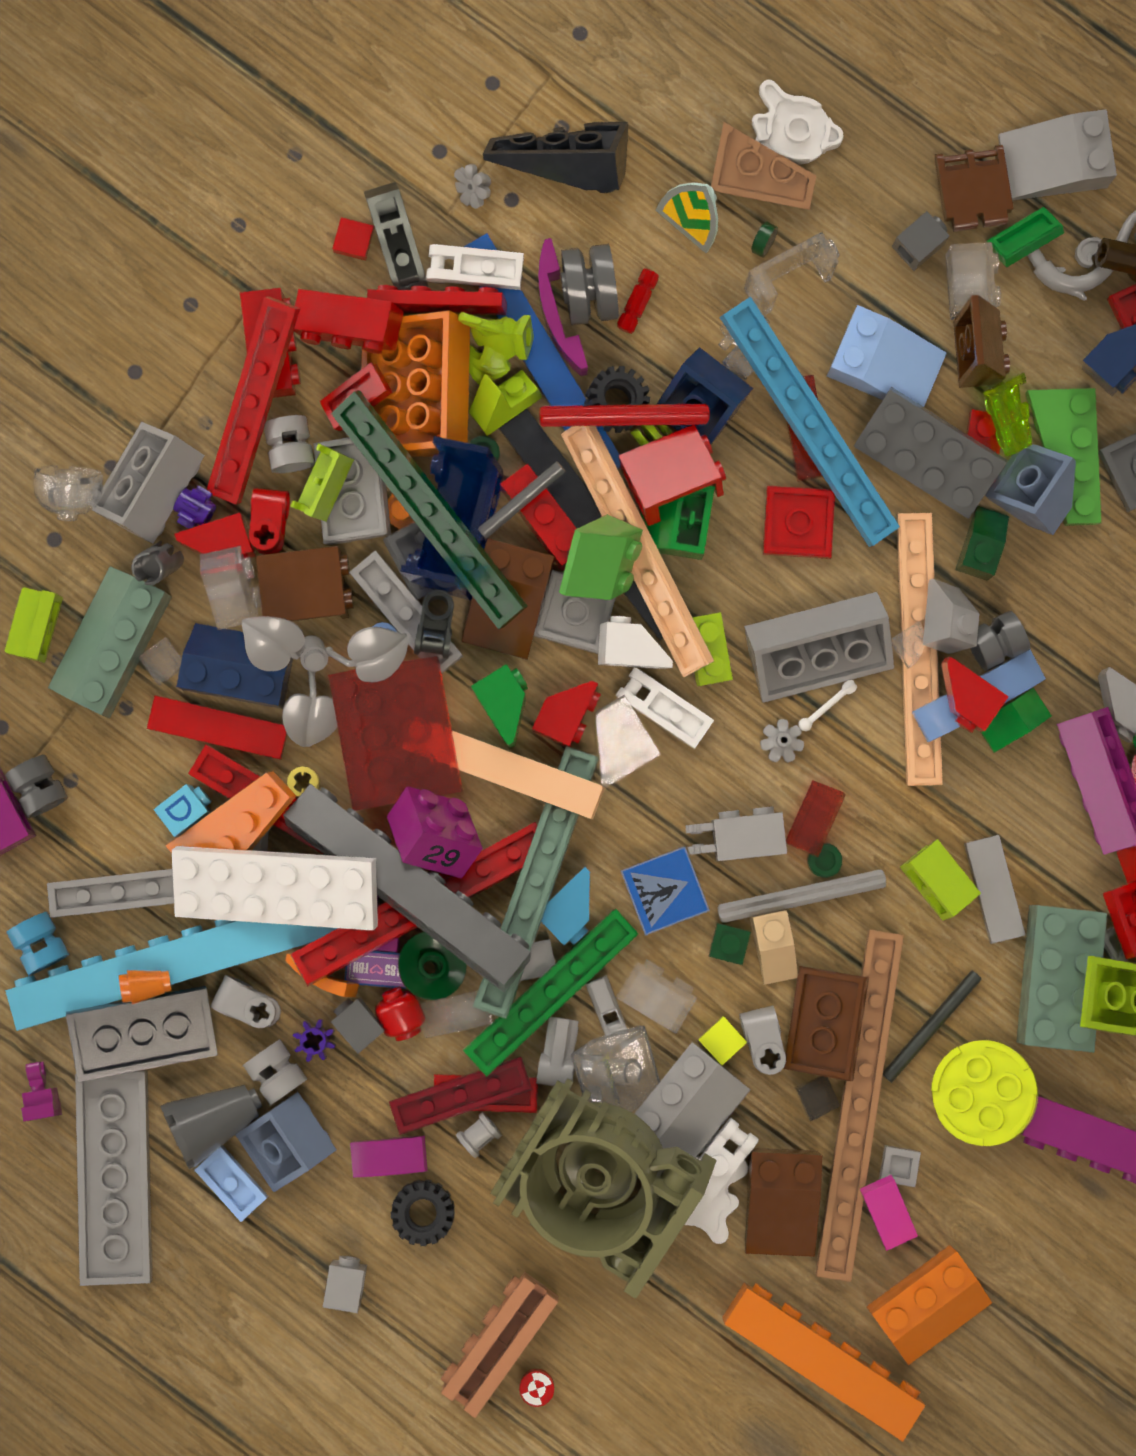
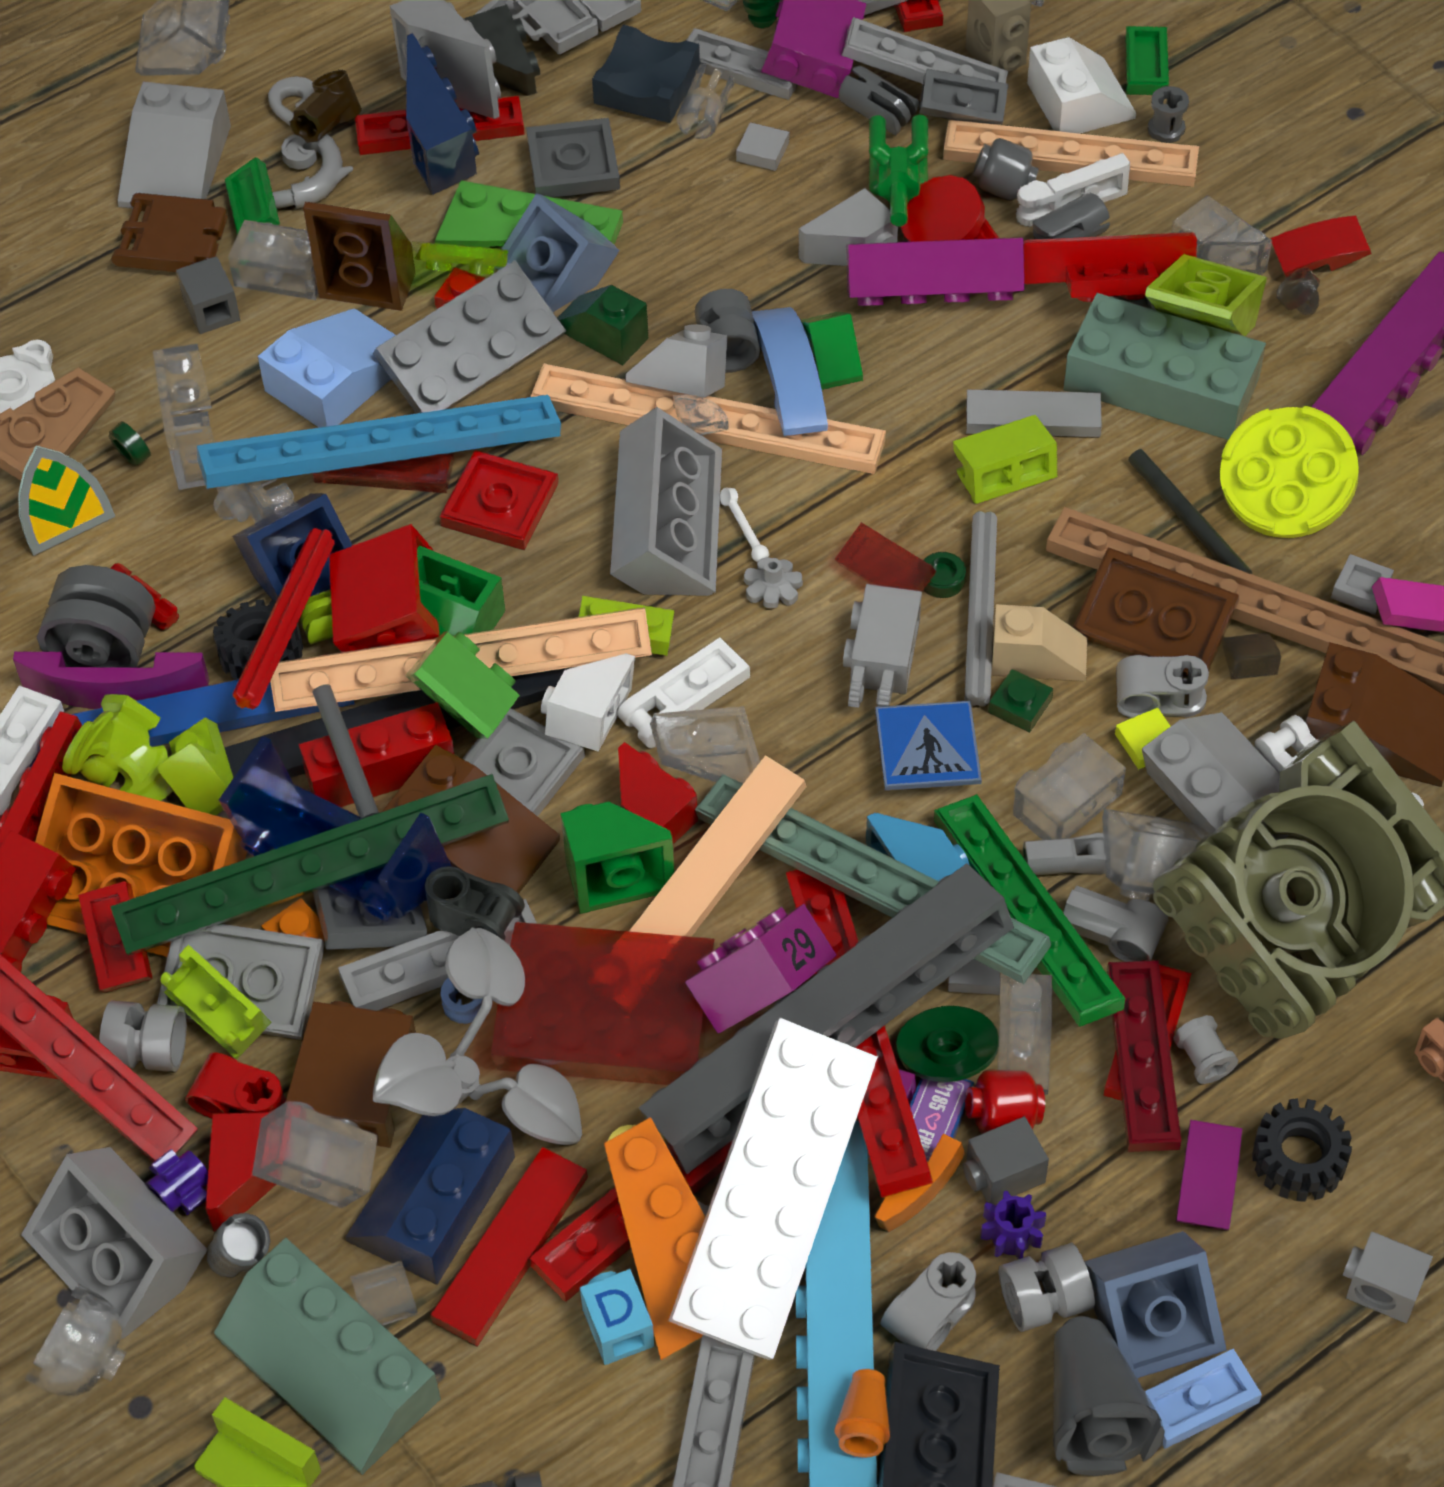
camera: 70 degrees left, 30 degrees down
(970, 696) = (784, 350): red slope -> none

